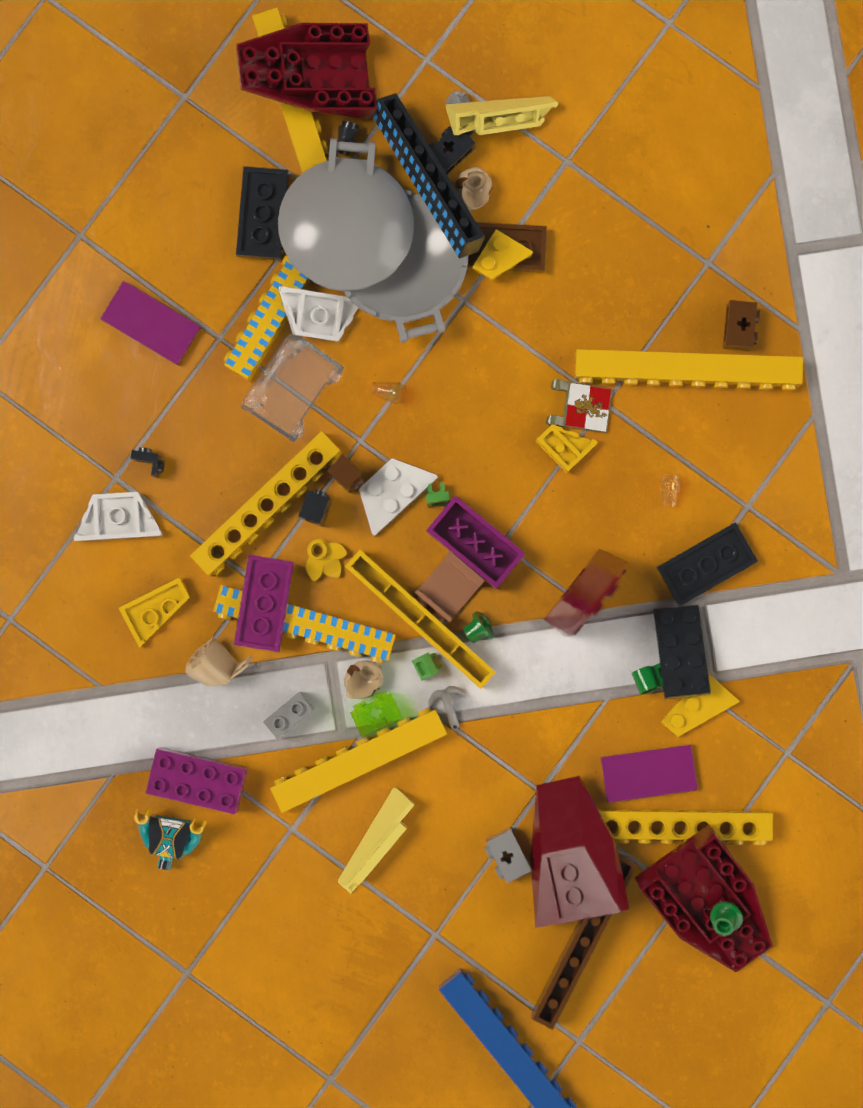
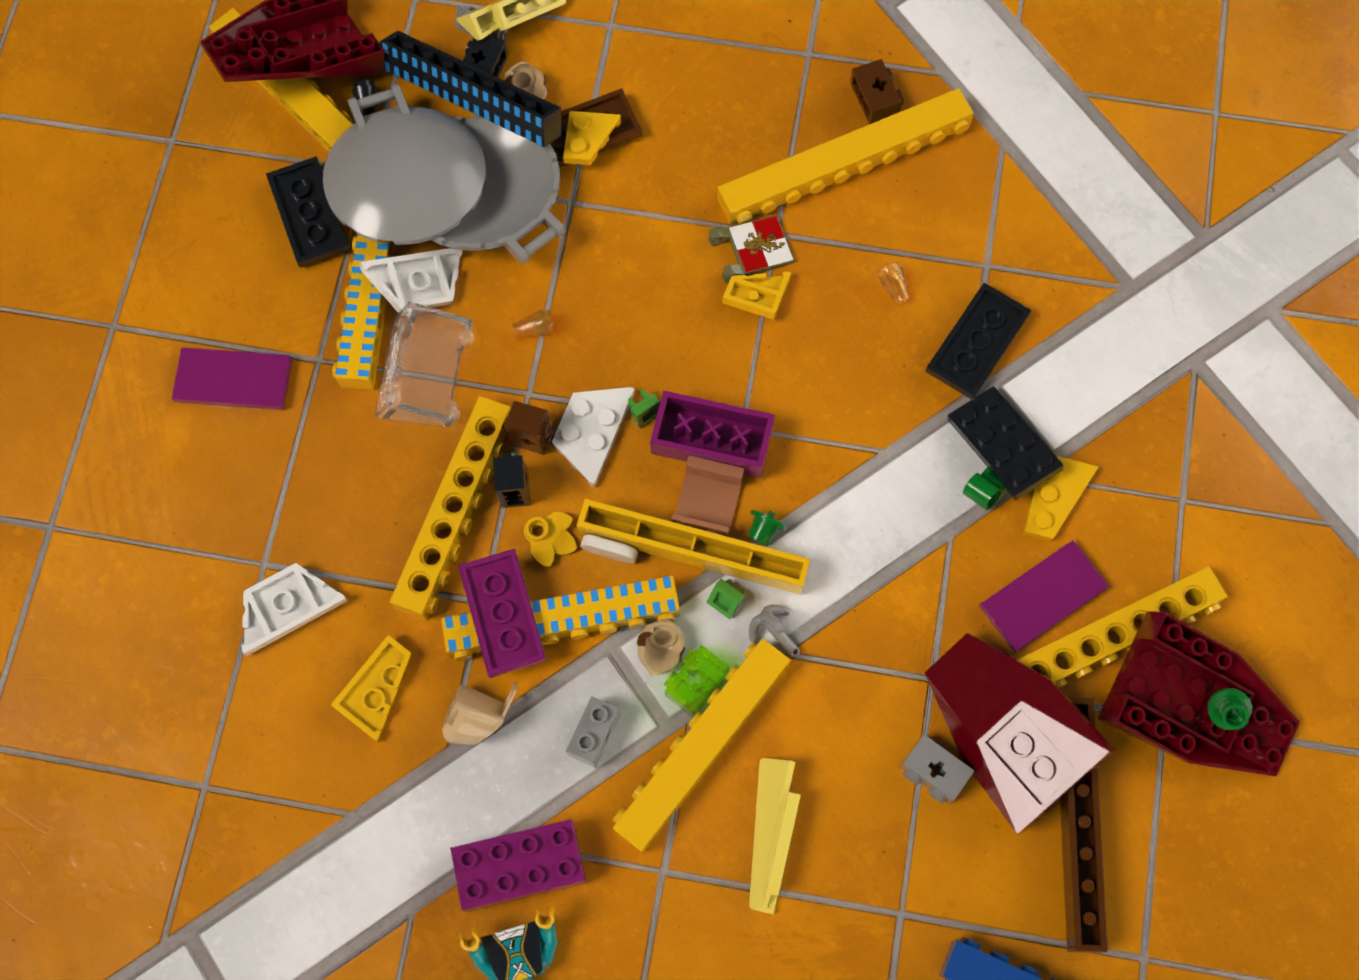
camera: 30 degrees left, 15 degrees down
(146, 456) = (293, 519): black bracket -> none
(361, 589) = (609, 549): none -> white tile
(586, 593) = (869, 405): dark red wedge -> none

